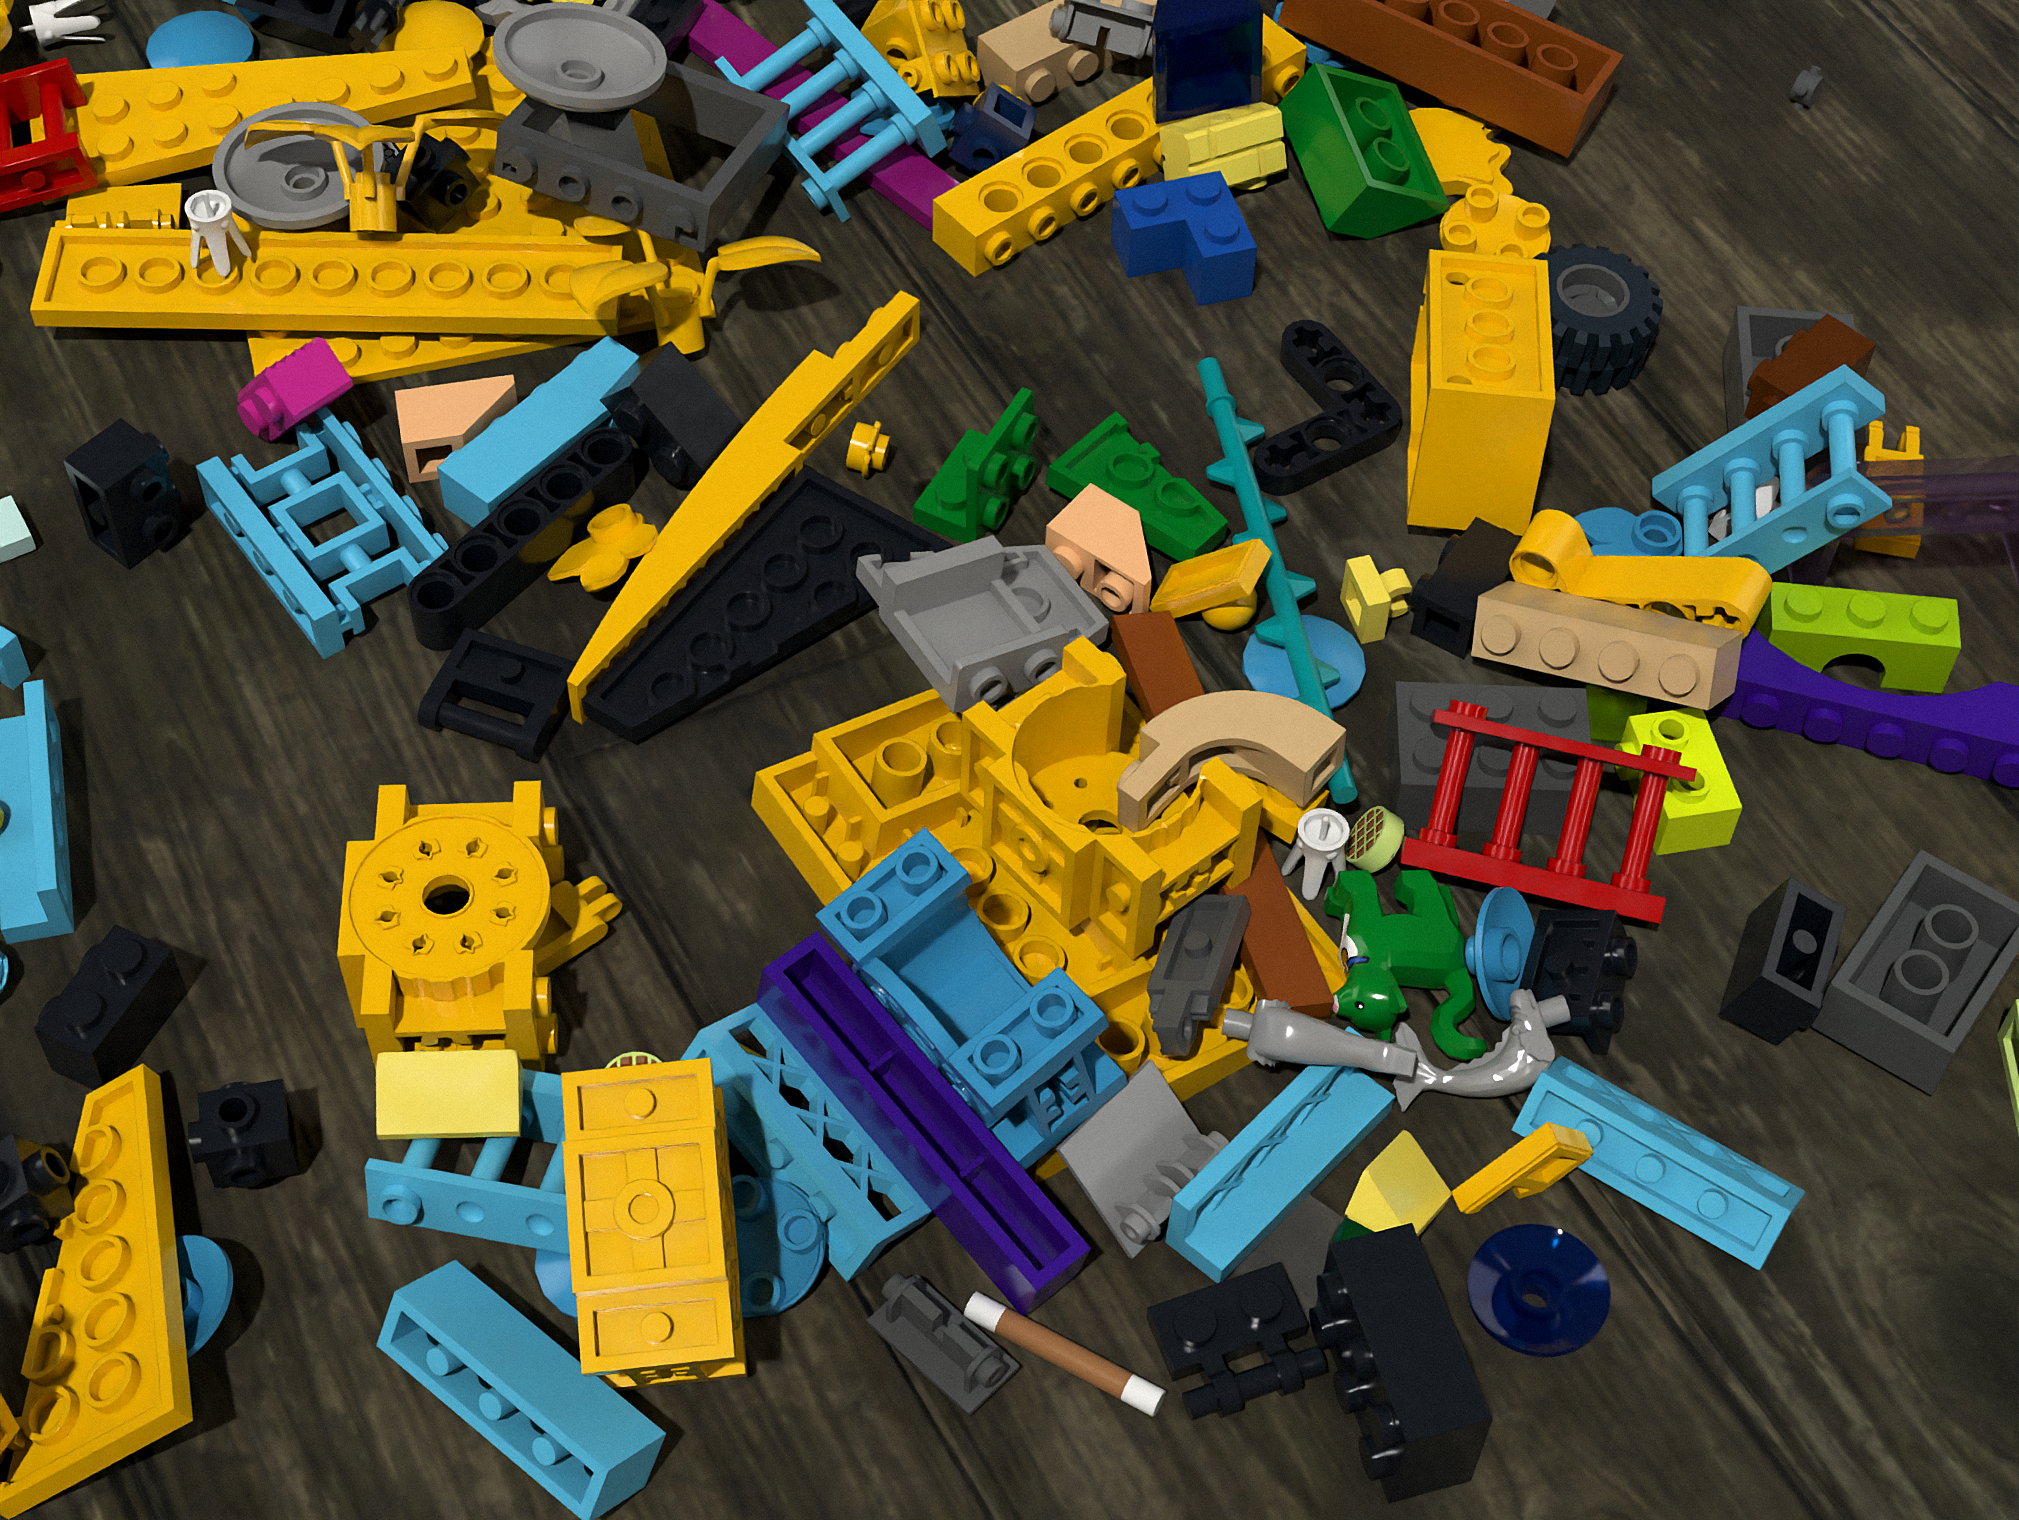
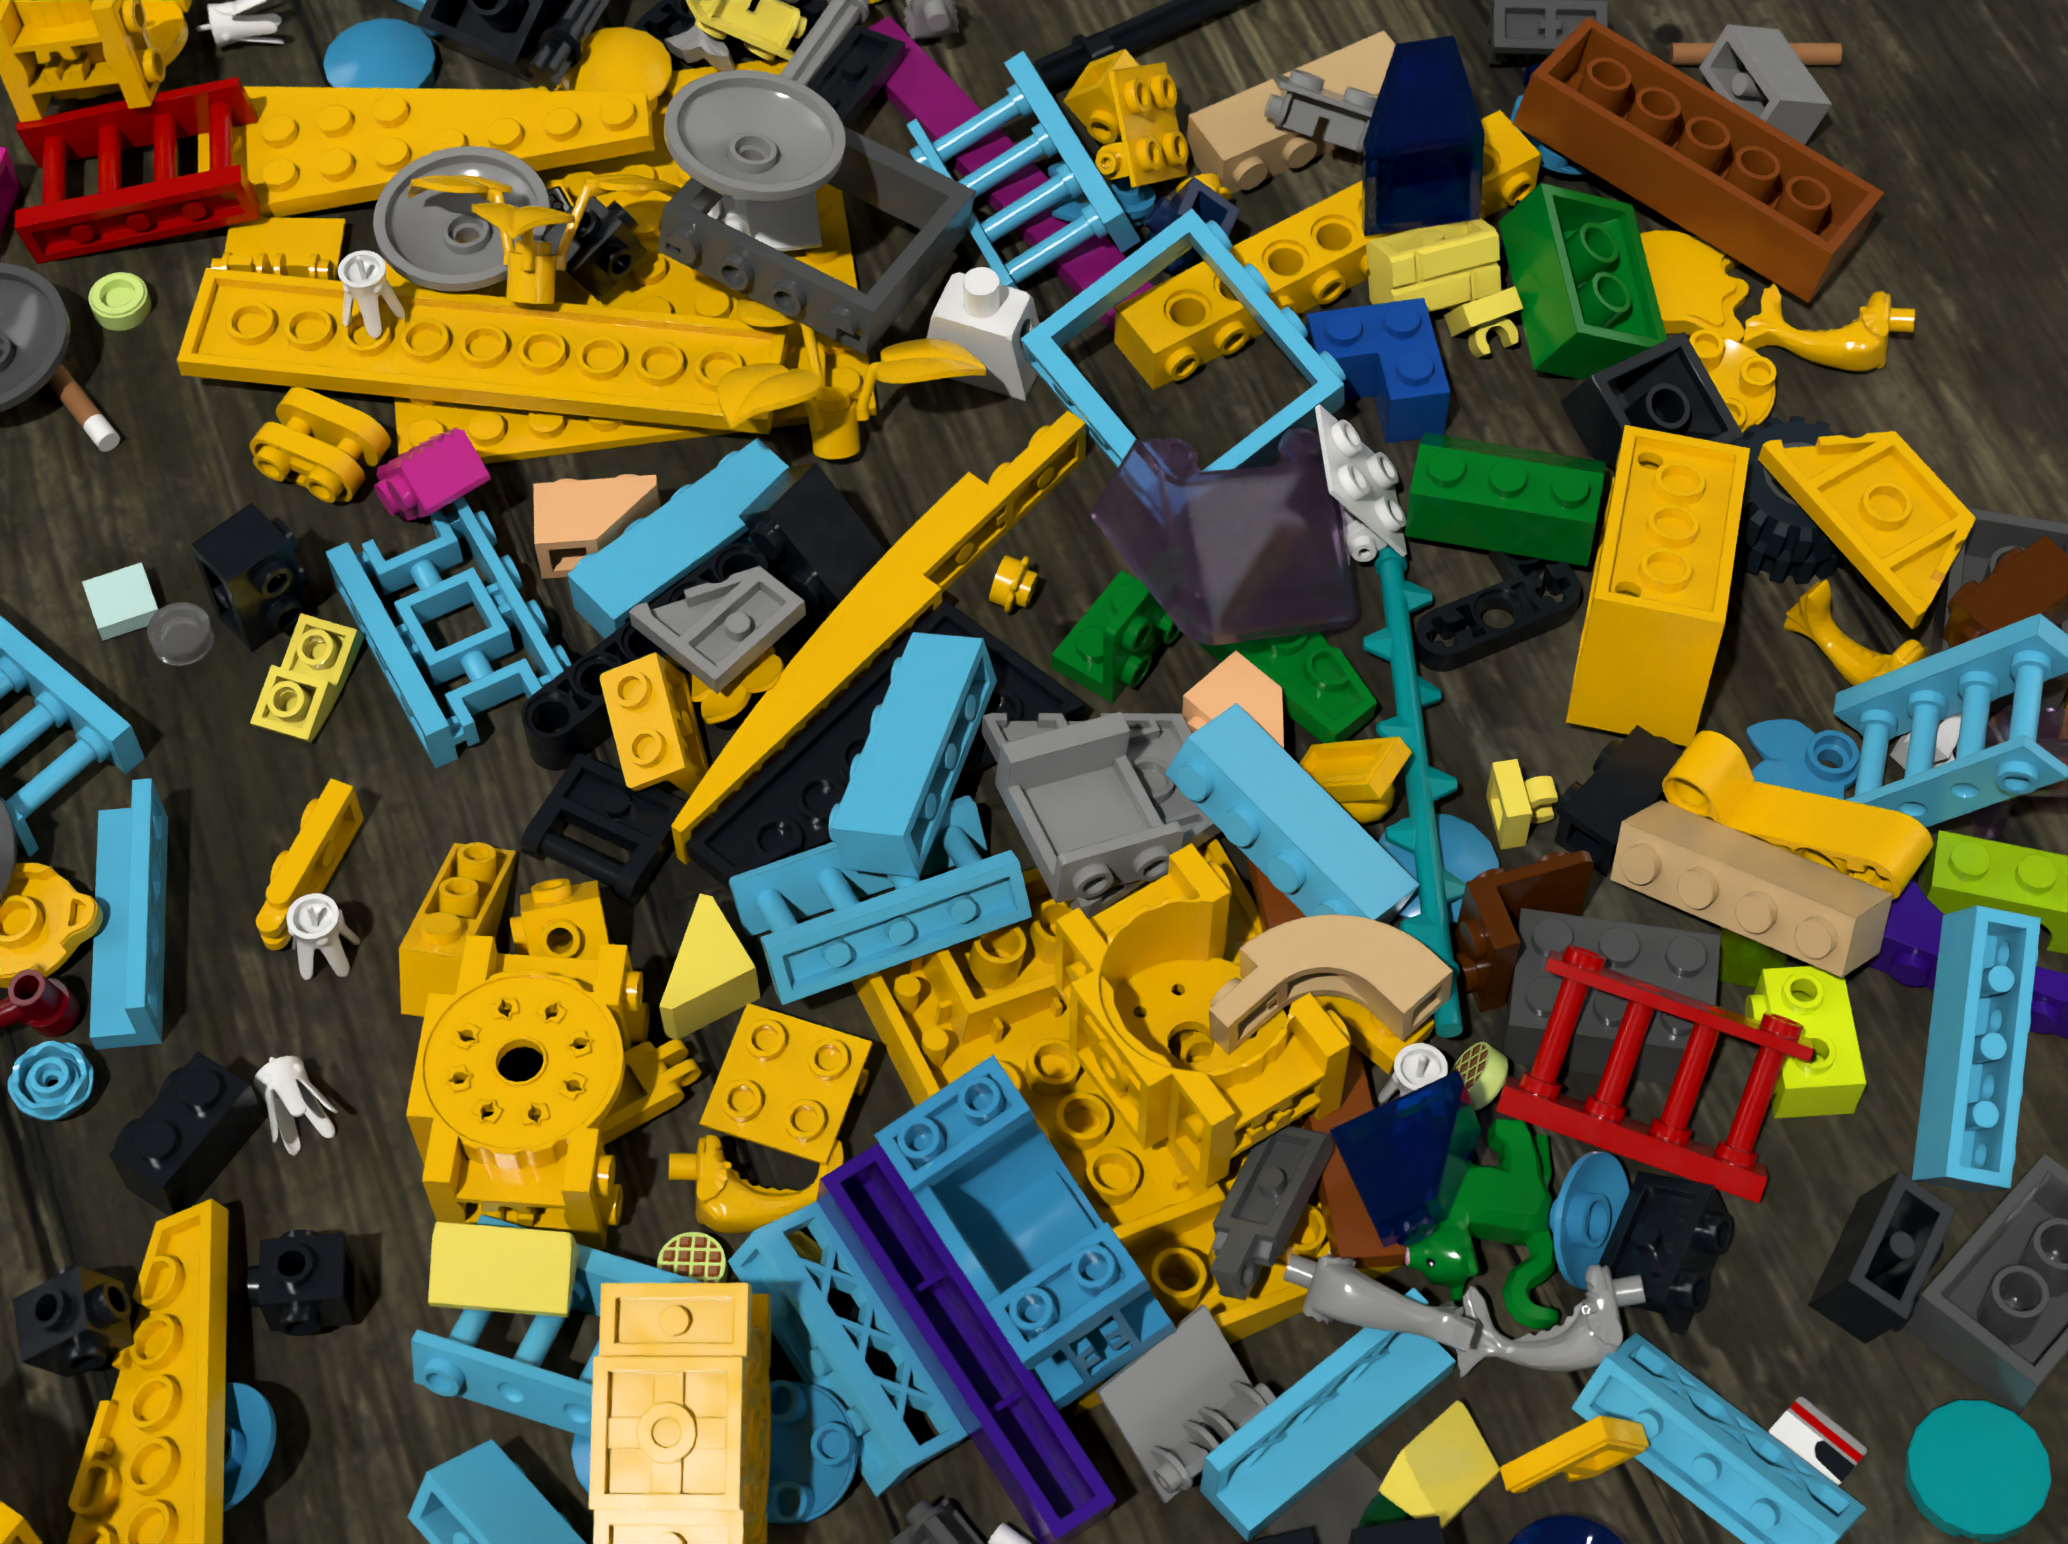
camera: 10 degrees right, 5 degrees up
(56, 557) = (180, 633): none -> clear tile
(178, 377) = (319, 445): none -> yellow brick
(190, 588) = (310, 679): none -> light yellow slope
(205, 955) = (290, 1095): none -> white piece
(209, 749) = (309, 864): none -> yellow hinge
(221, 800) = (316, 925): none -> white piece
(347, 801) = (461, 902): none -> yellow slope
(464, 759) = (565, 906): none -> yellow brick
(537, 593) = (654, 724): none -> yellow bracket
(594, 497) = (722, 624): none -> light grey wing
(620, 815) = (709, 974): none -> light yellow slope
(666, 1022) = (731, 1203): none -> yellow animal
(709, 905) = (787, 1084): none -> yellow hinge
(779, 728) = (883, 929): none -> medium azure fence
(796, 595) = (913, 754): none -> medium azure brick
(822, 218) = (989, 324): none -> white torso
(951, 315) = (1248, 286): none -> medium azure window
(1075, 383) = (1233, 547): none -> clear purple windscreen
(1158, 620) = (1287, 822): none -> medium azure brick
(1186, 340) = (1363, 487): none -> white hinge
(1277, 187) = (1486, 315): none -> light yellow tile
(1322, 339) = (1505, 498): none -> green slope
(1329, 902) = (1411, 1157): none -> clear blue slope
(1367, 697) = (1489, 916): none -> reddish brown bracket
(1446, 222) = (1654, 391): none -> black slope
(1612, 192) = (1851, 348): none -> yellow animal
(1619, 419) = (1853, 661): none -> yellow animal
(1668, 311) = (1879, 511): none -> yellow wing
(1749, 1136) = (1818, 1440): none -> sticker
(1841, 764) = (1976, 1049): none -> medium azure brick
(1902, 1147) = (1977, 1470): none -> teal tile

